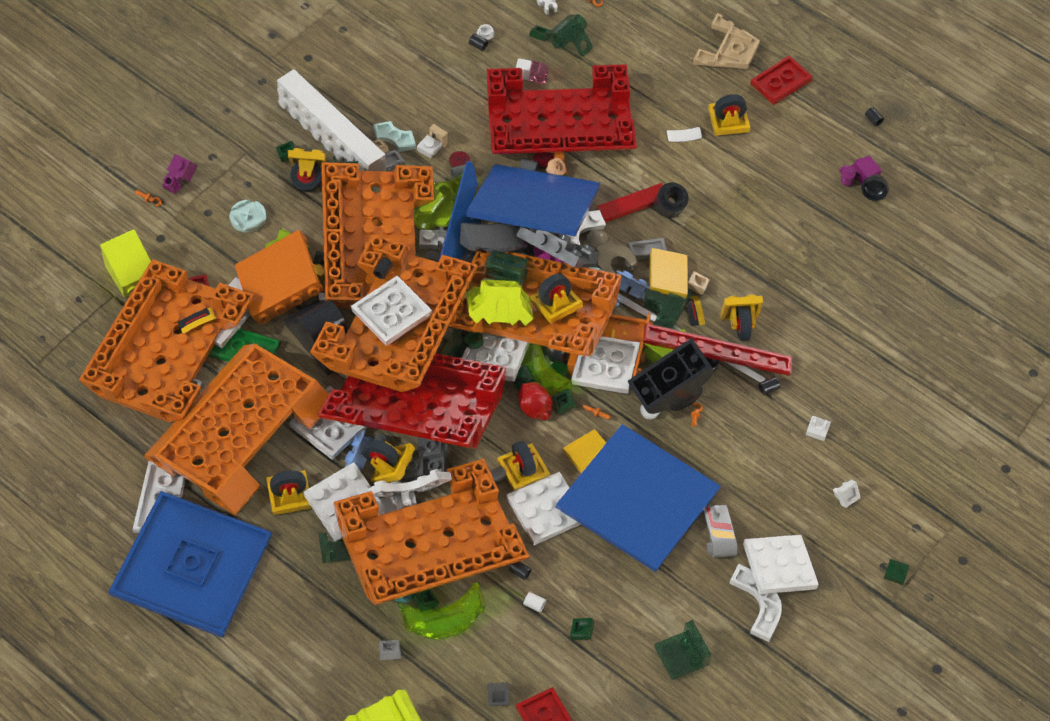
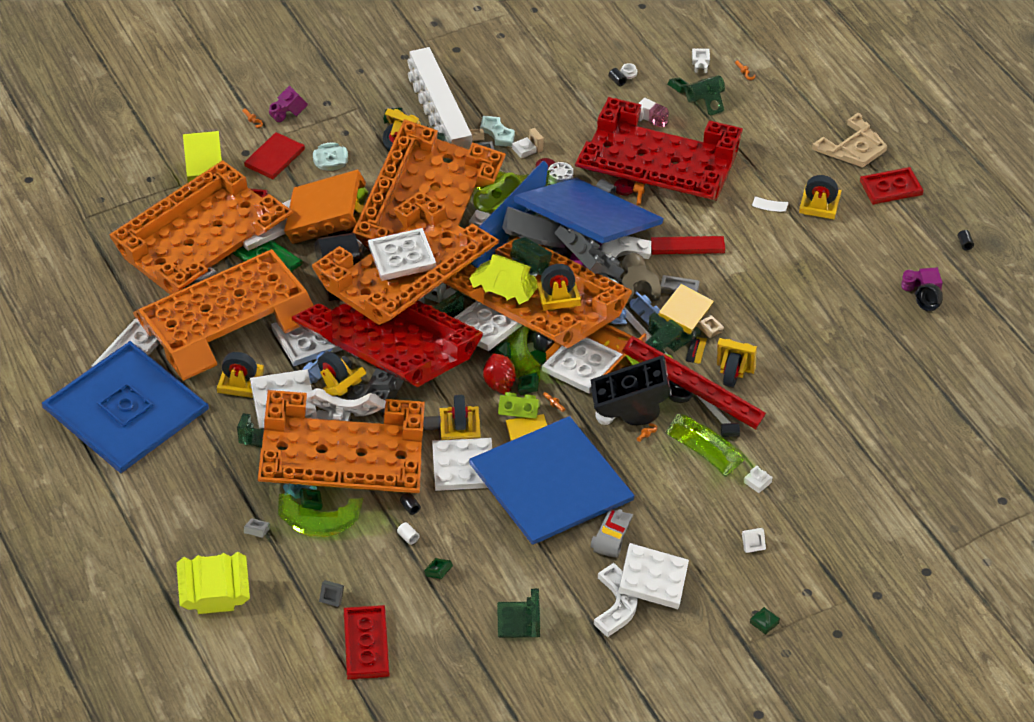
camera: 25 degrees right, 10 degrees down
(192, 233) = (274, 155): none -> red tile
(196, 319) = (235, 219): sticker -> none
(383, 268) = (414, 220): black hinge -> none
(473, 340) = (470, 307): dark green tile -> none
(481, 165) = (561, 173): none -> white wheel
(556, 167) = (630, 194): light nougat tile -> none
(570, 429) = (518, 406): none -> lime bracket
(667, 208) = (722, 259): black piece -> none
(760, 409) = (706, 443): none -> clear neon green windscreen

